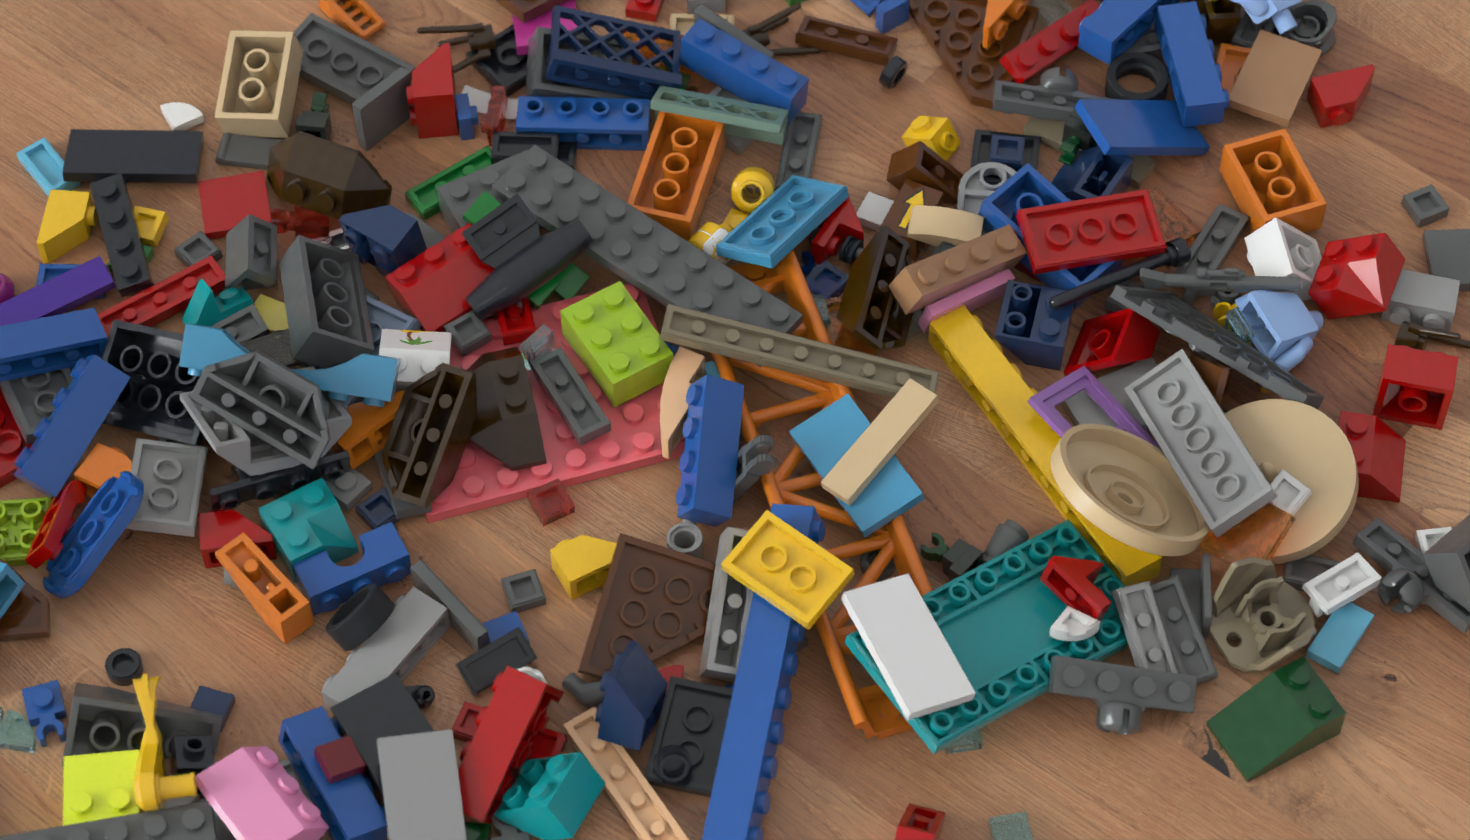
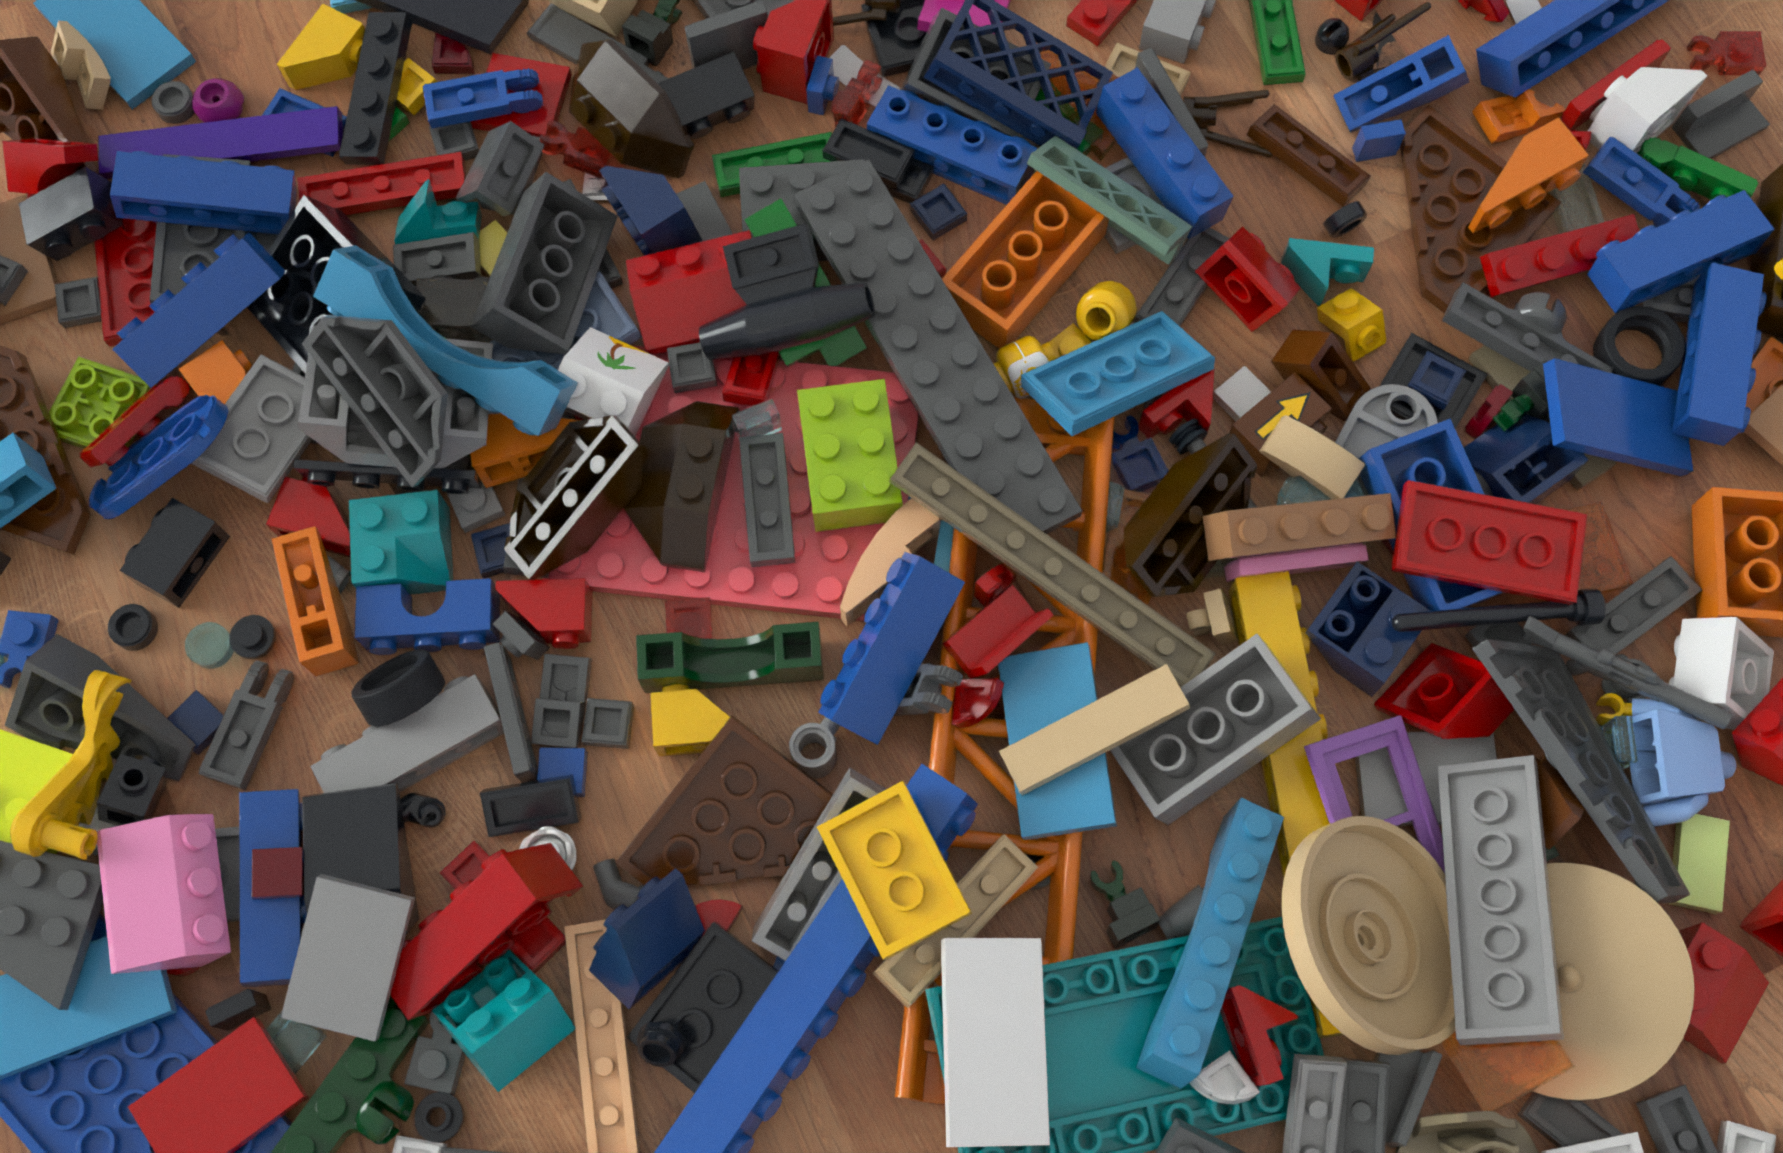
camera: 25 degrees right, 15 degrees up
(133, 601) = (174, 552): none -> black brick
(164, 196) = (451, 57): none -> dark red tile
(191, 656) = (208, 645): none -> clear light blue tile
(209, 211) = (481, 97): none -> blue hinge
(223, 636) = (252, 637): none -> black plate
(252, 697) = (246, 727): none -> dark grey hinge
(390, 146) = (710, 95): none -> black brick
(433, 555) = (519, 637): none -> dark grey plate
(442, 530) = (552, 608): none -> red slope
(481, 587) = (562, 701): none -> dark grey slope
(597, 168) = (938, 211): none -> dark blue tile
(631, 493) = (772, 657): none -> dark green arch
(761, 387) = (993, 583): none -> red tile
(779, 412) = (994, 632): none -> red panel
(788, 463) = (975, 700): none -> red tile
(832, 627) = (986, 890): none -> tan tile
(843, 133) = (1248, 279): none -> red slope
(888, 106) = (1317, 261): none -> teal slope
(927, 356) = (1215, 618): none -> tan tile
(975, 400) = (1235, 719): none -> light grey brick
(1028, 570) = (1199, 985): none -> dark azure arch
(1051, 166) = (1488, 411): none -> dark red tile
(1290, 493) = (1582, 1023): white tile -> none
(1325, 376) = (1701, 861): none -> yellowish green tile

